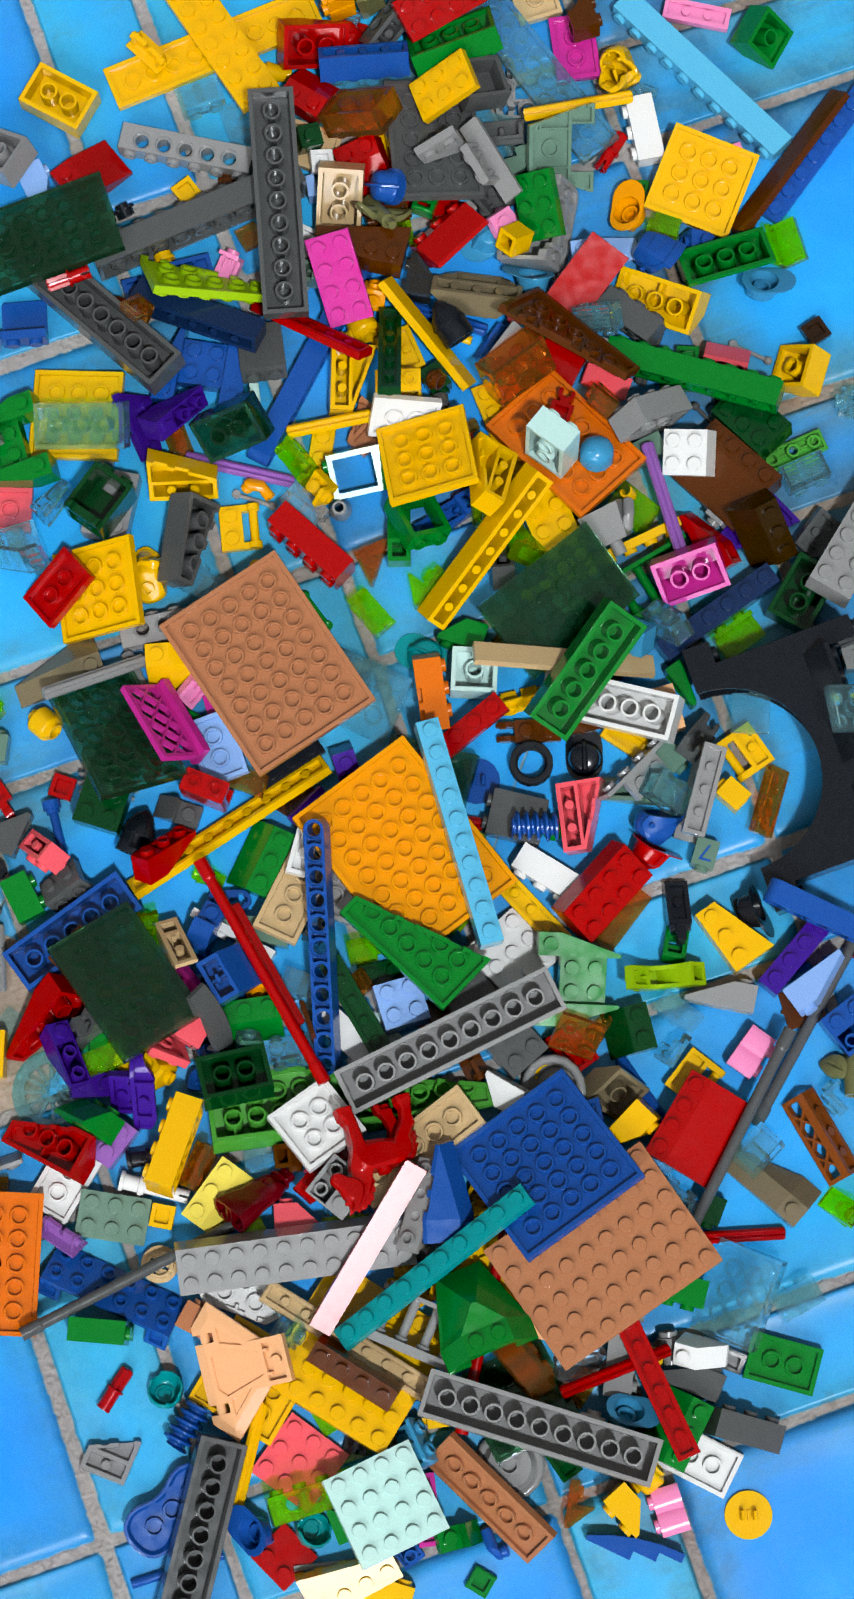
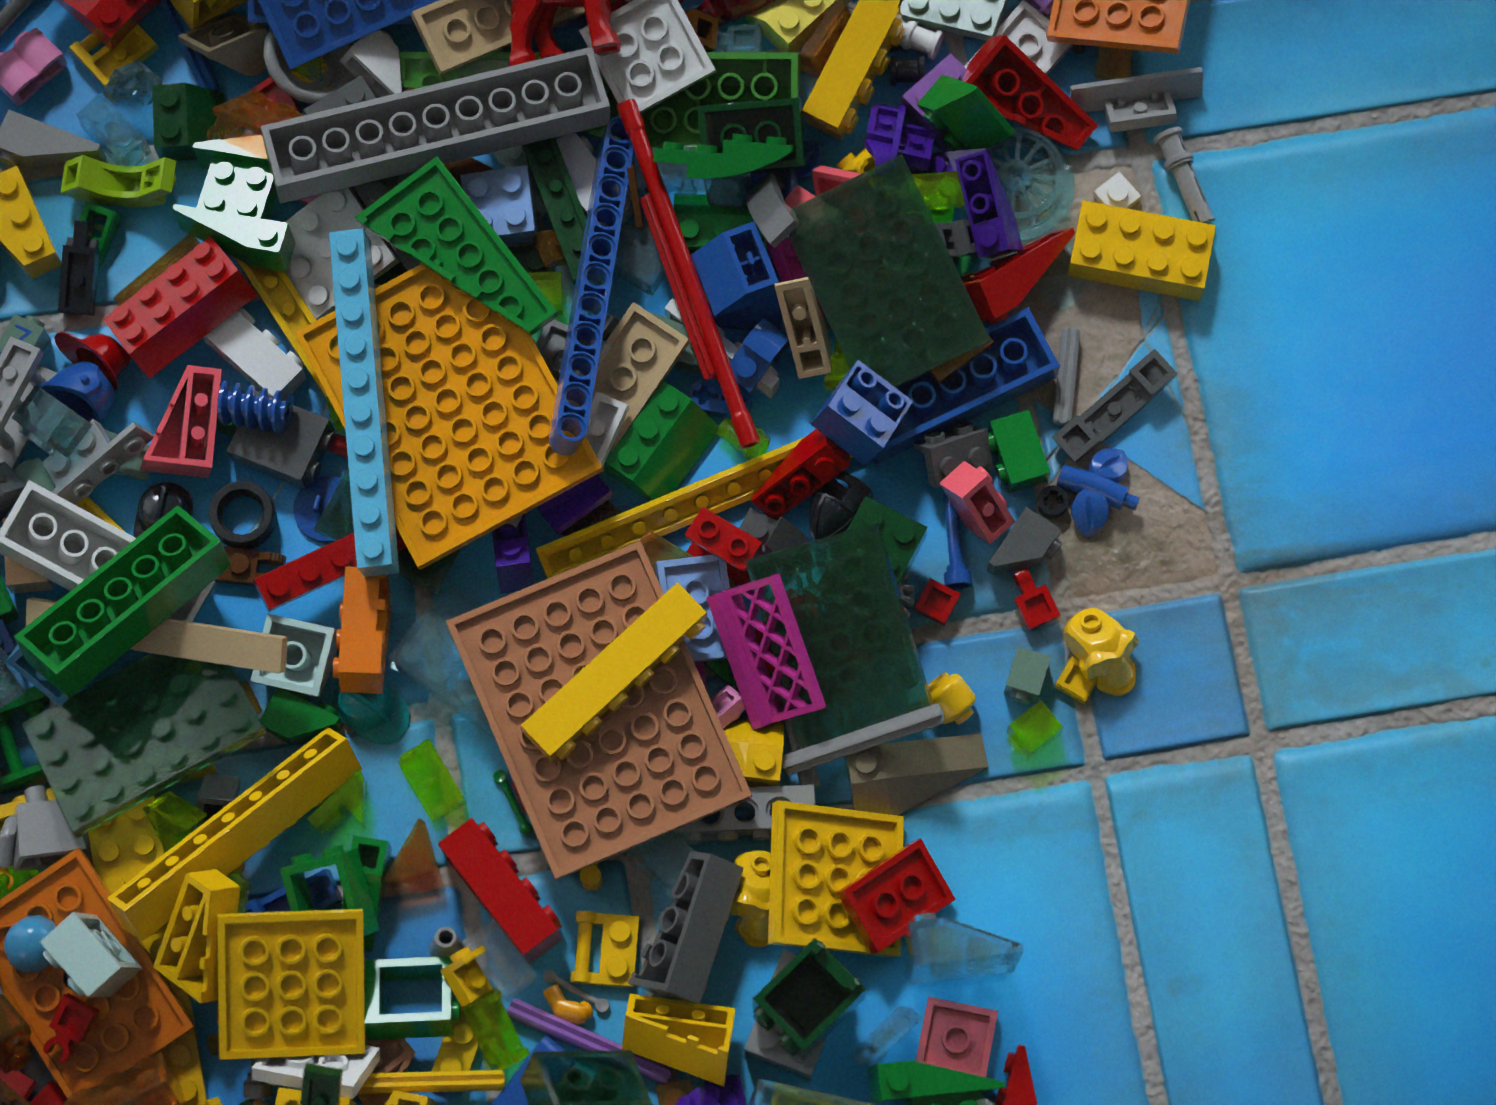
camera: 175 degrees left, 5 degrees down
(126, 888) = (862, 413): none -> blue slope
(238, 1049) = (738, 156): none -> green slope
(258, 682) = (614, 672): none -> yellow brick
(518, 704) = (223, 611): yellow hinge -> none

